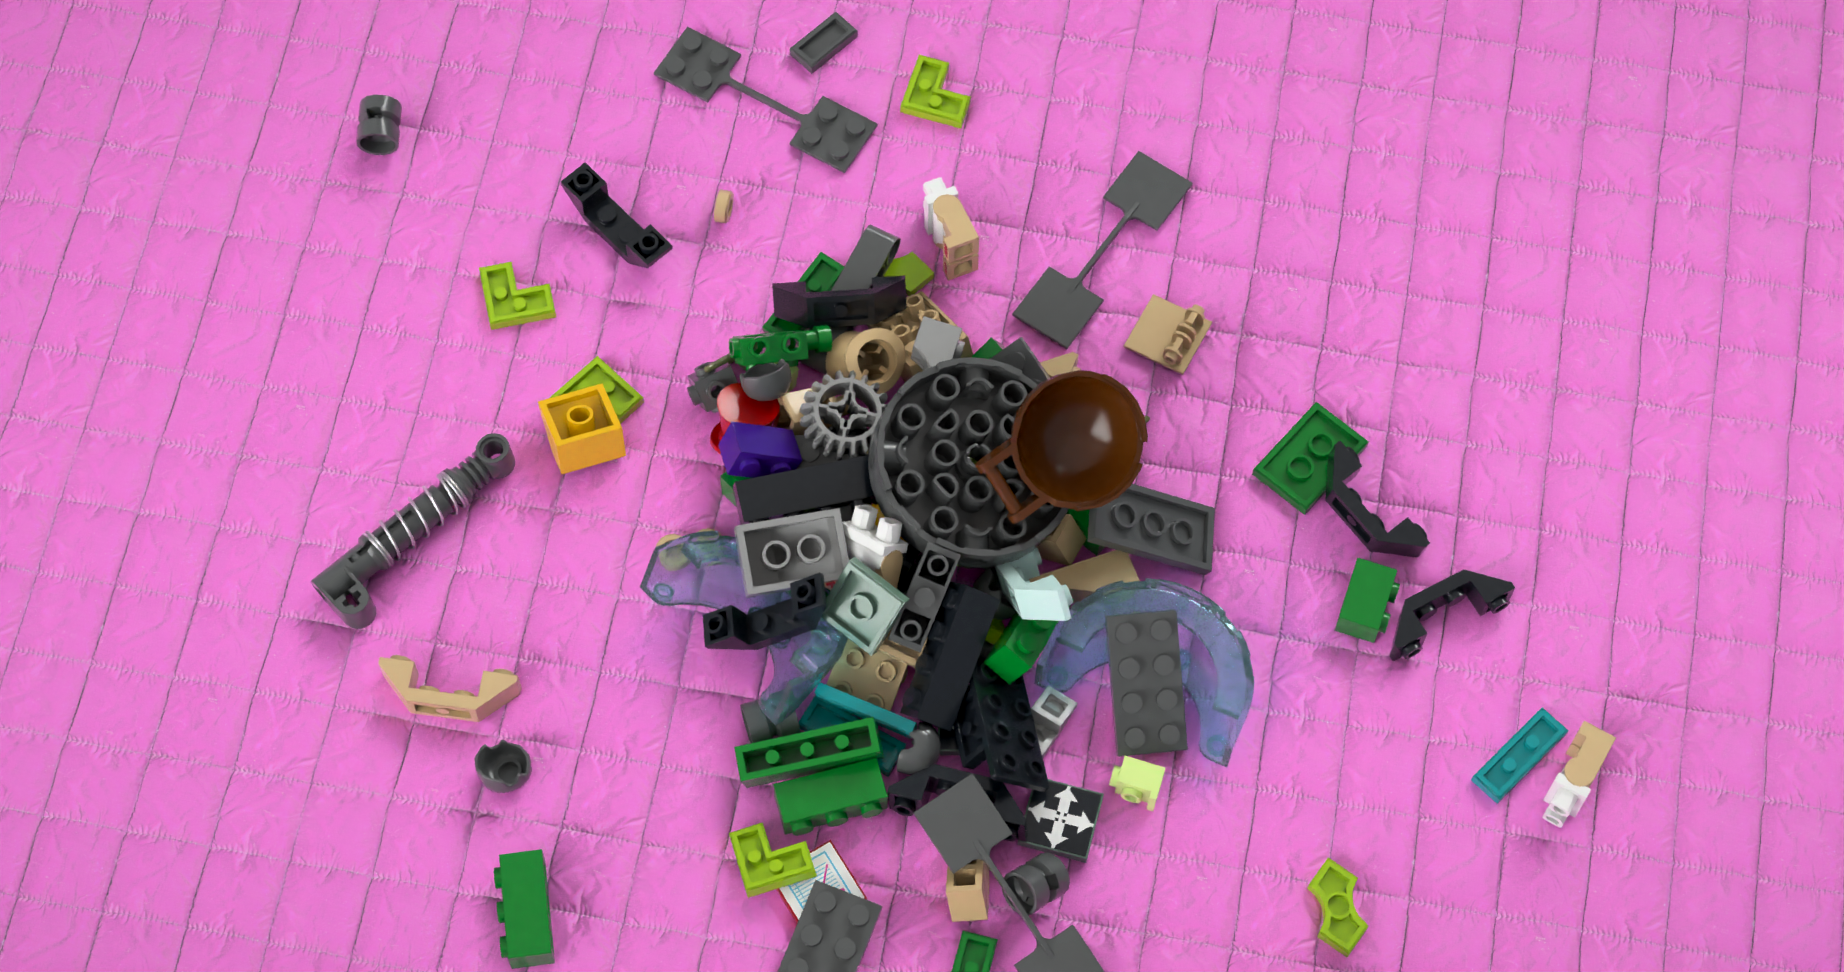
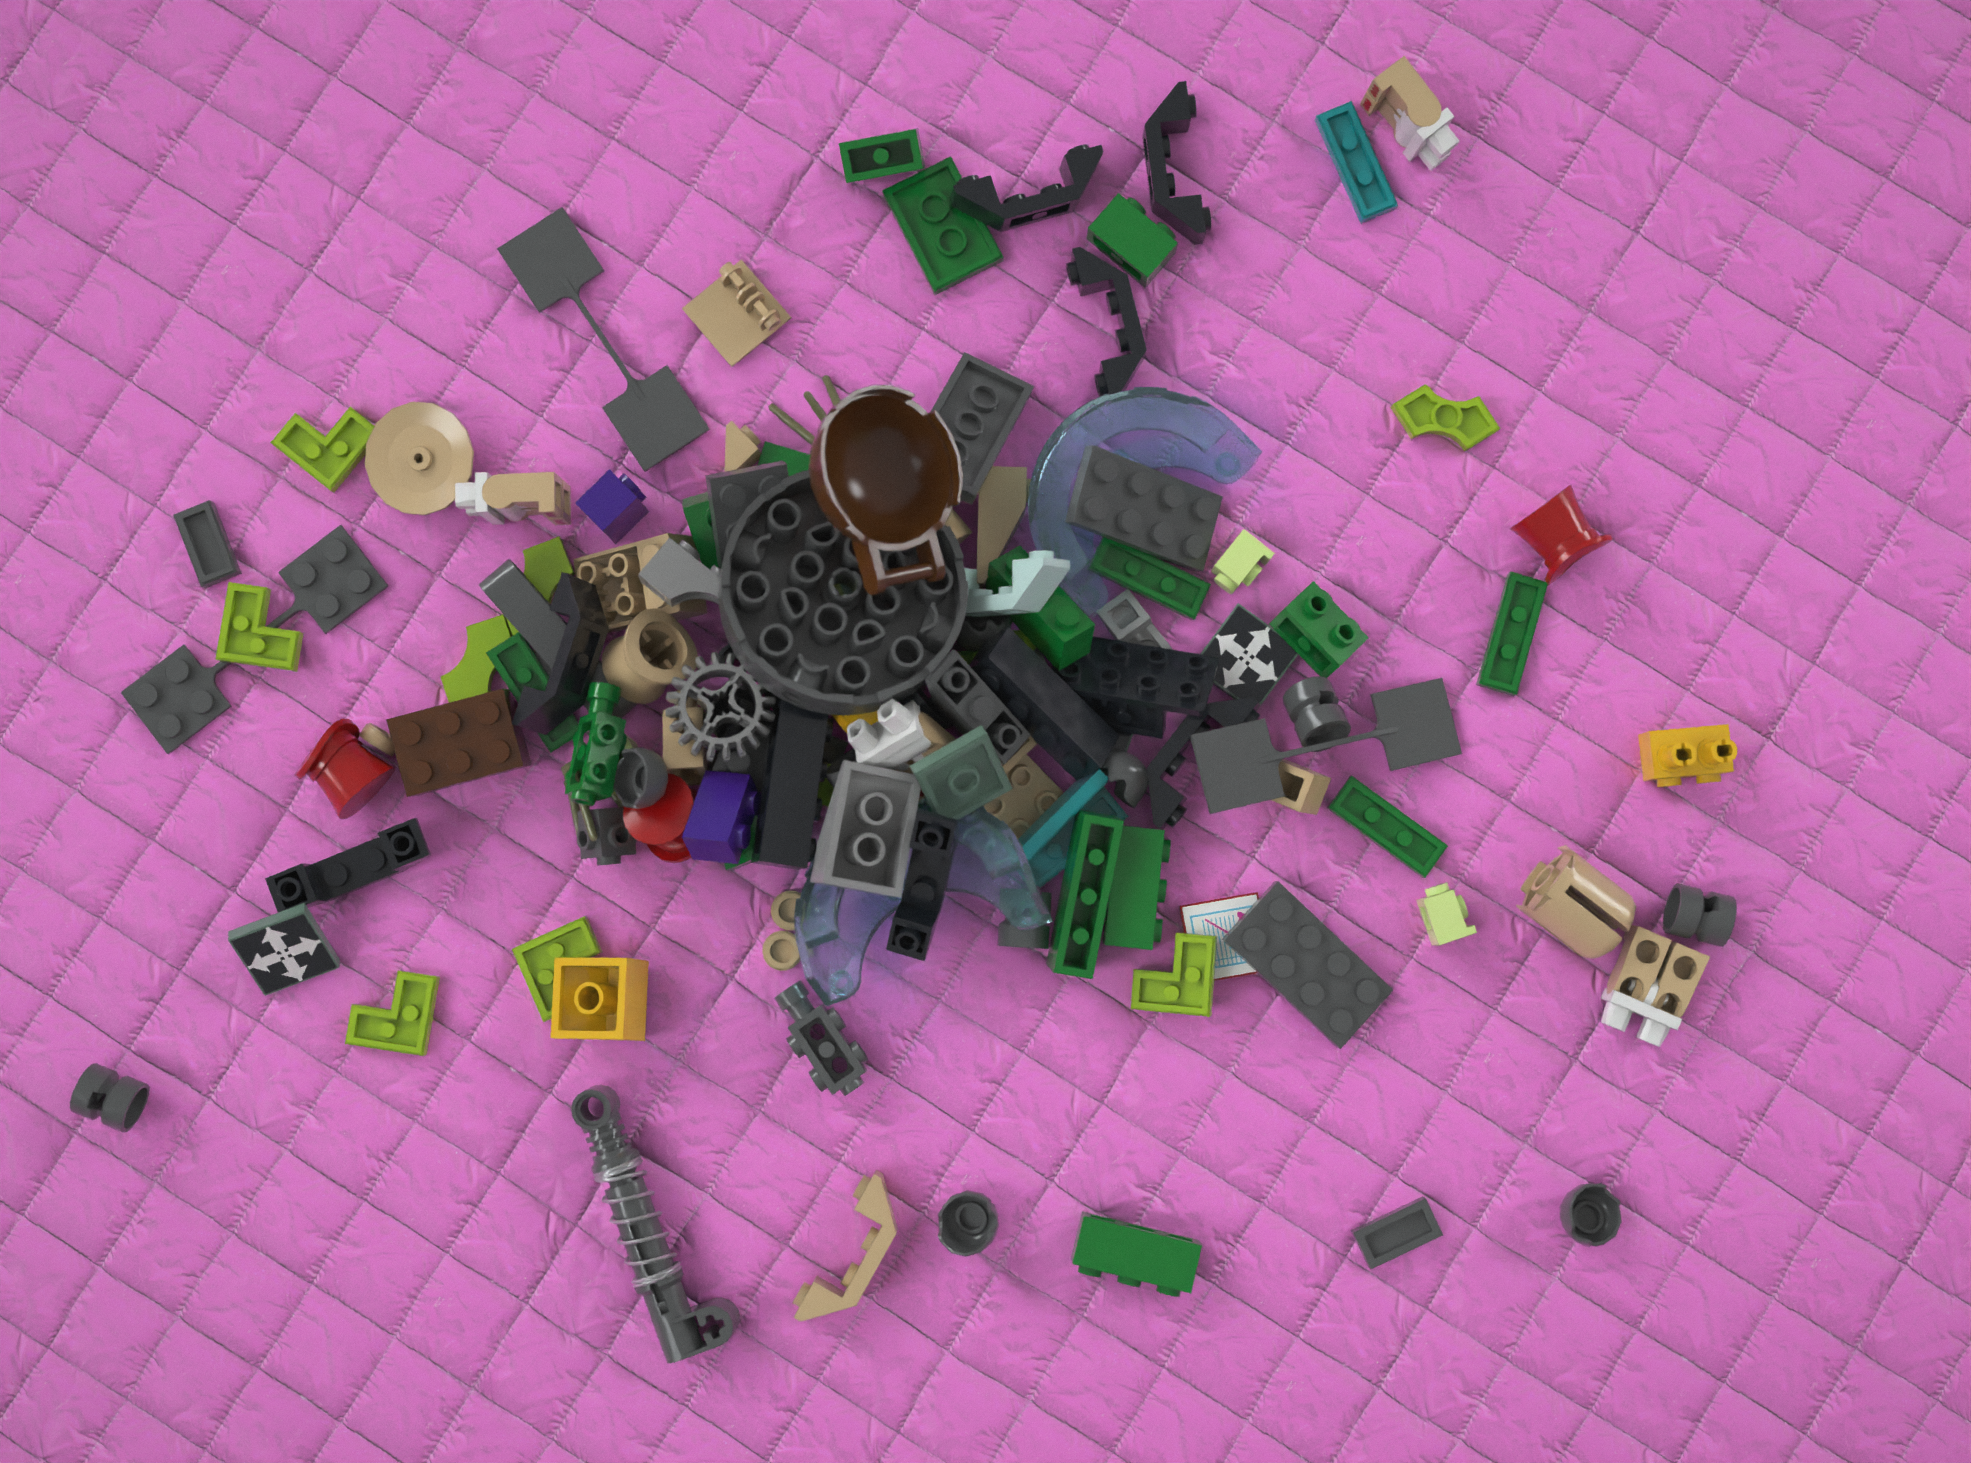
camera: 65 degrees left, 20 degrees up
(536, 197) = (284, 949): none -> tile
(599, 606) = (822, 1051): none -> dark grey brick
(690, 187) = (345, 768): none -> red hat
(741, 258) = (458, 742): none -> reddish brown brick
(765, 89) = (244, 634): none -> lime tile
(797, 254) = (475, 670): none -> lime tile
(952, 149) = (418, 457): none -> tan piece
(973, 295) = (614, 505): none -> dark purple brick
(1094, 717) = (1149, 577): none -> green tile
(1108, 863) = (1319, 630): none -> green brick
(1320, 582) = (1094, 276): none -> black slope
(1342, 387) = (882, 155): none -> green brick

